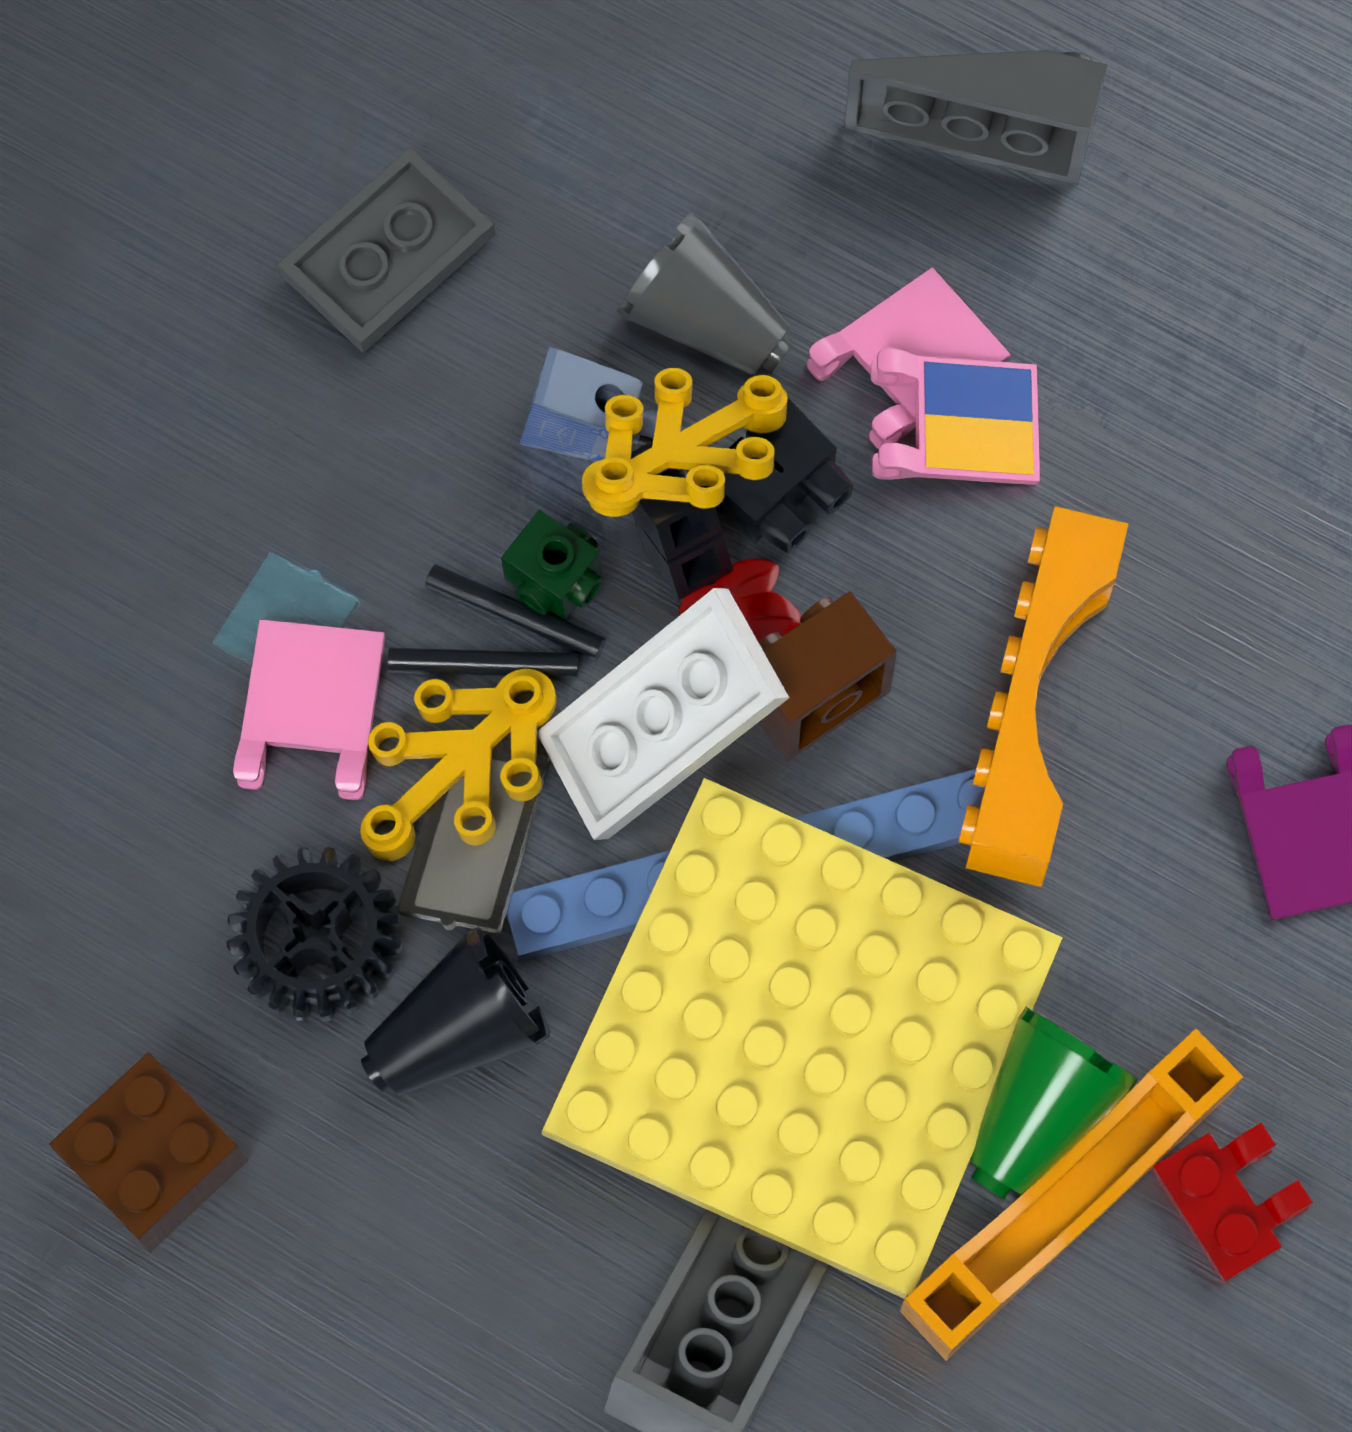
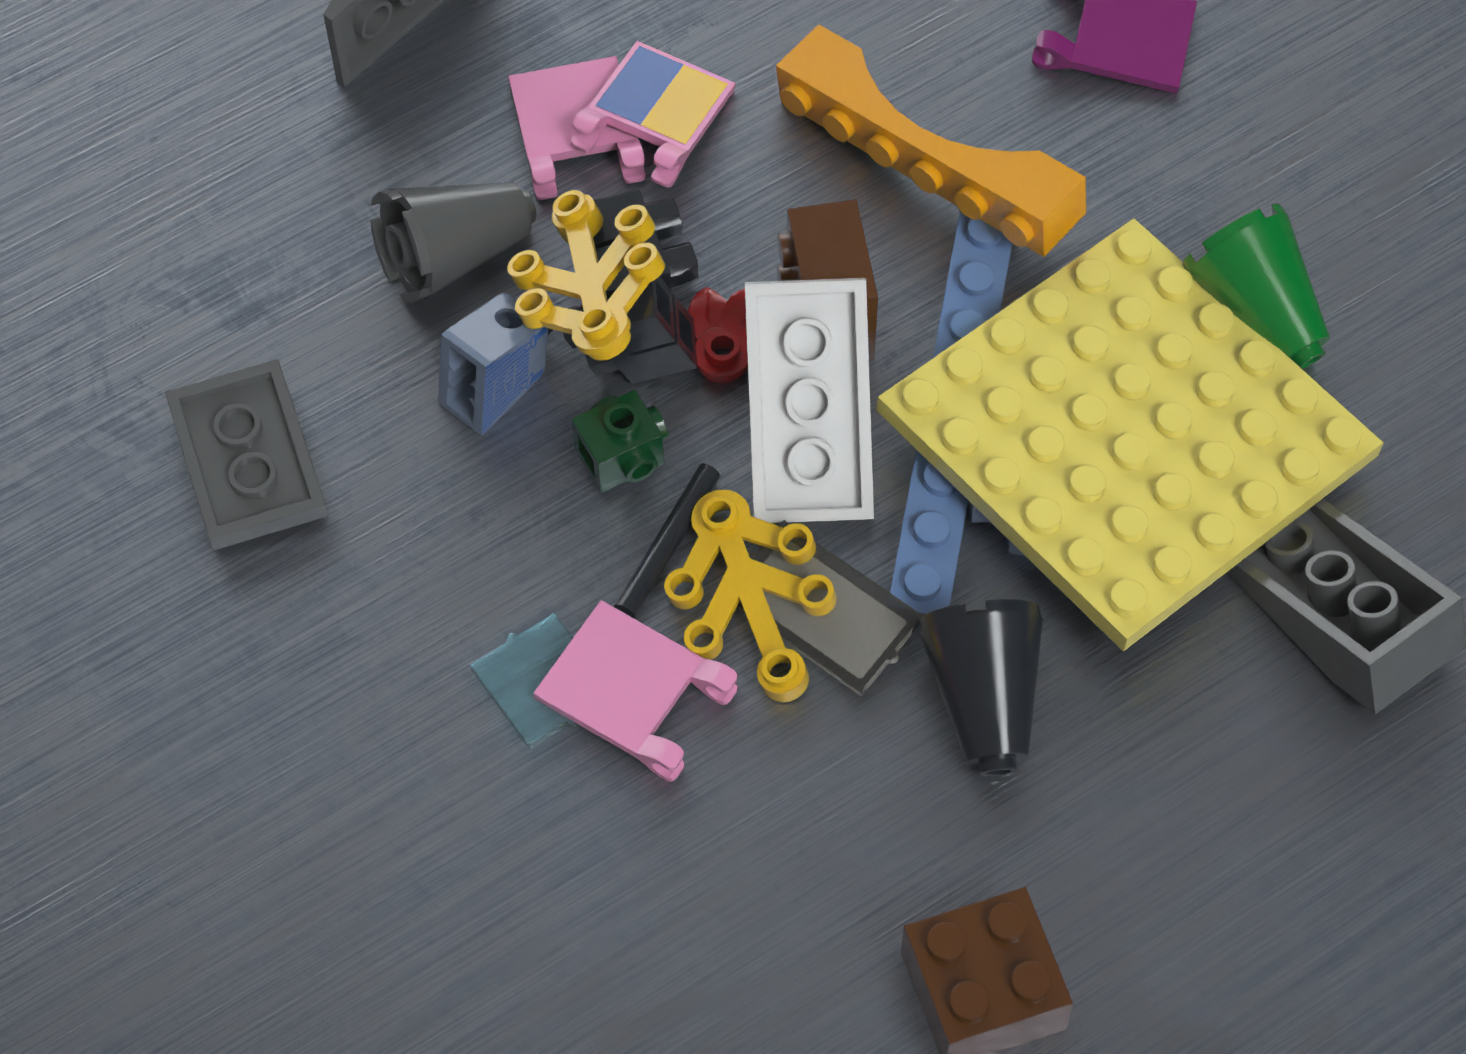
camera: 65 degrees left, 10 degrees down
(330, 914) = (892, 743): black gear -> none
(515, 612) = (634, 498): black bar -> none
(1071, 1195) = (1378, 376): light orange arch -> none
(1219, 1208) = (1391, 221): red plate -> none

